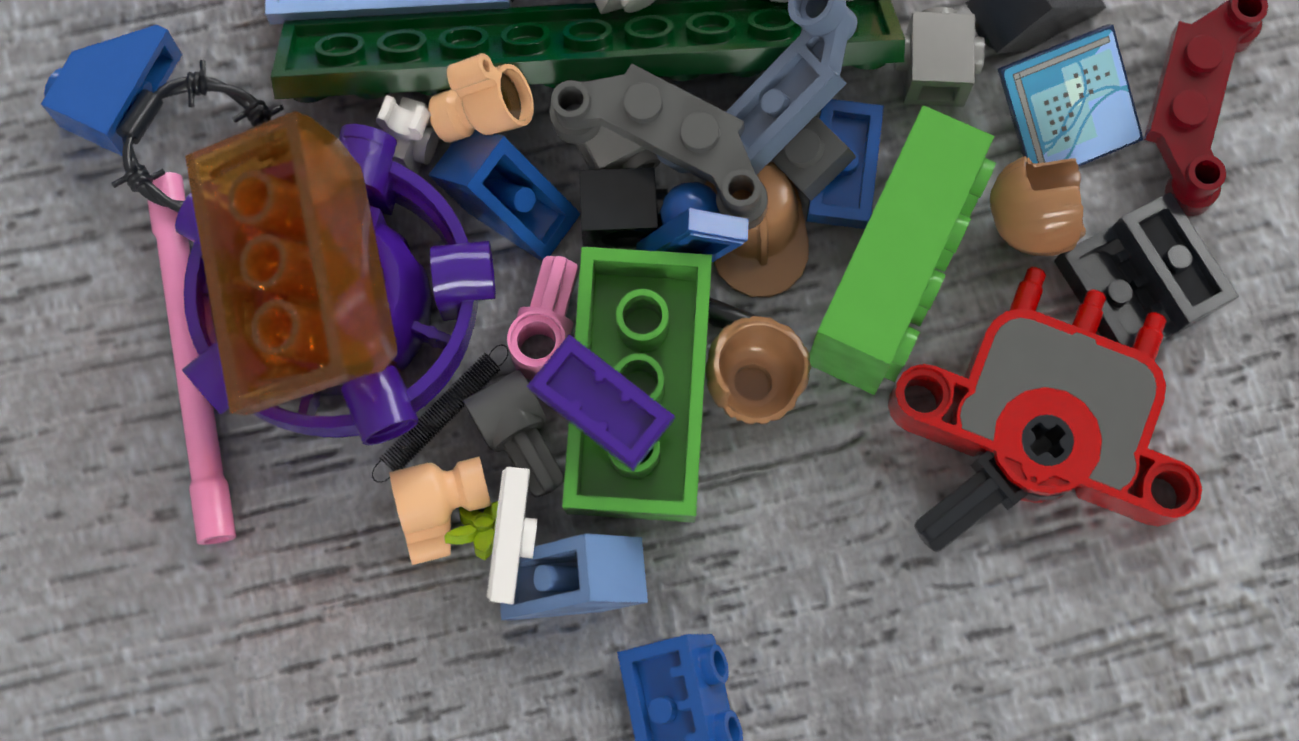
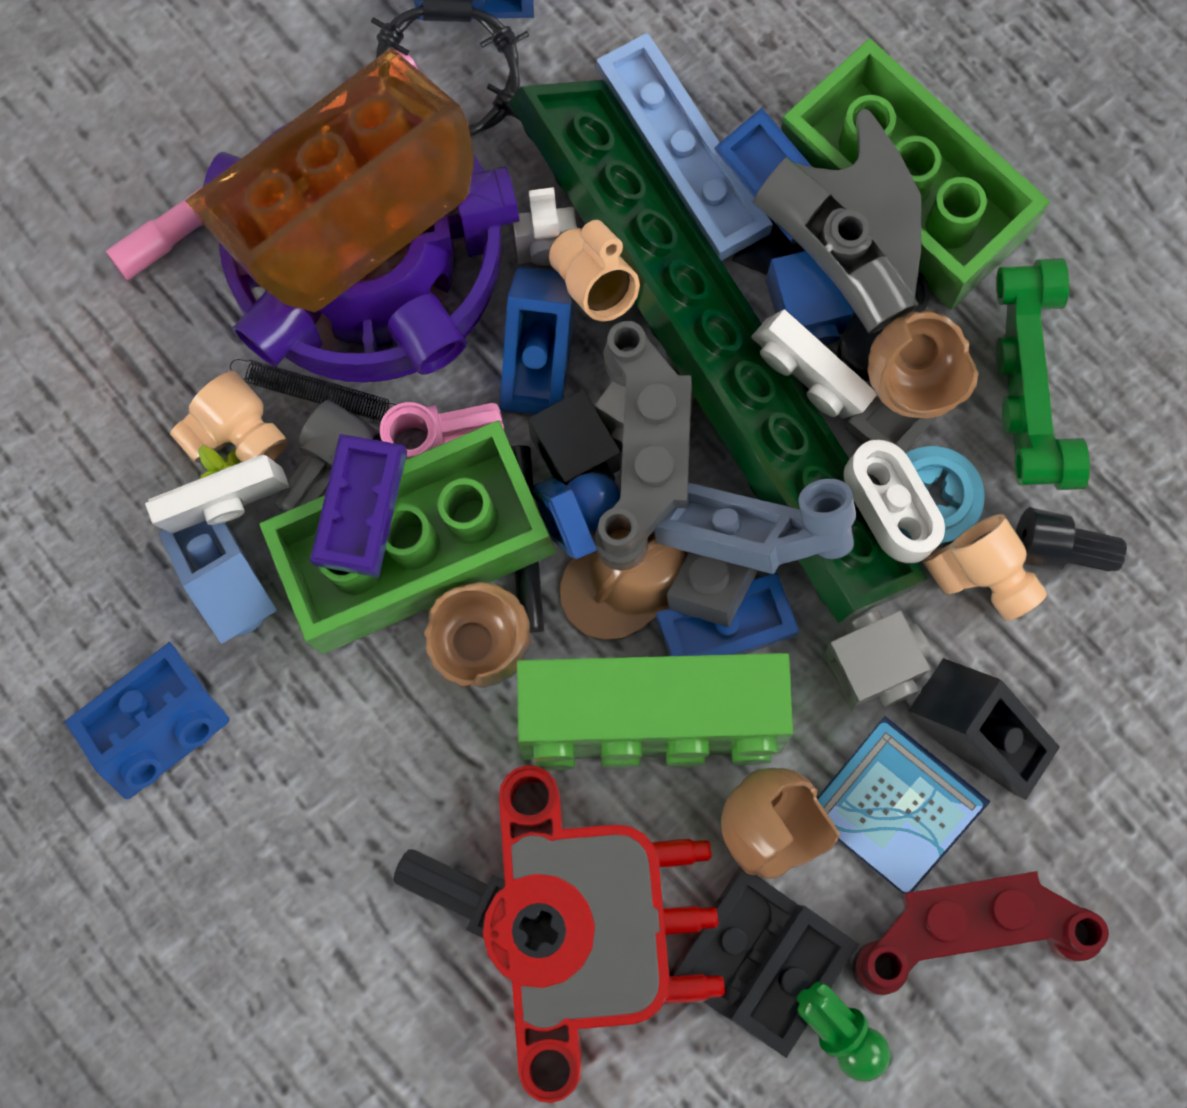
camera: 65 degrees right, 0 degrees up
(1240, 240) = (844, 1033): none -> green axle

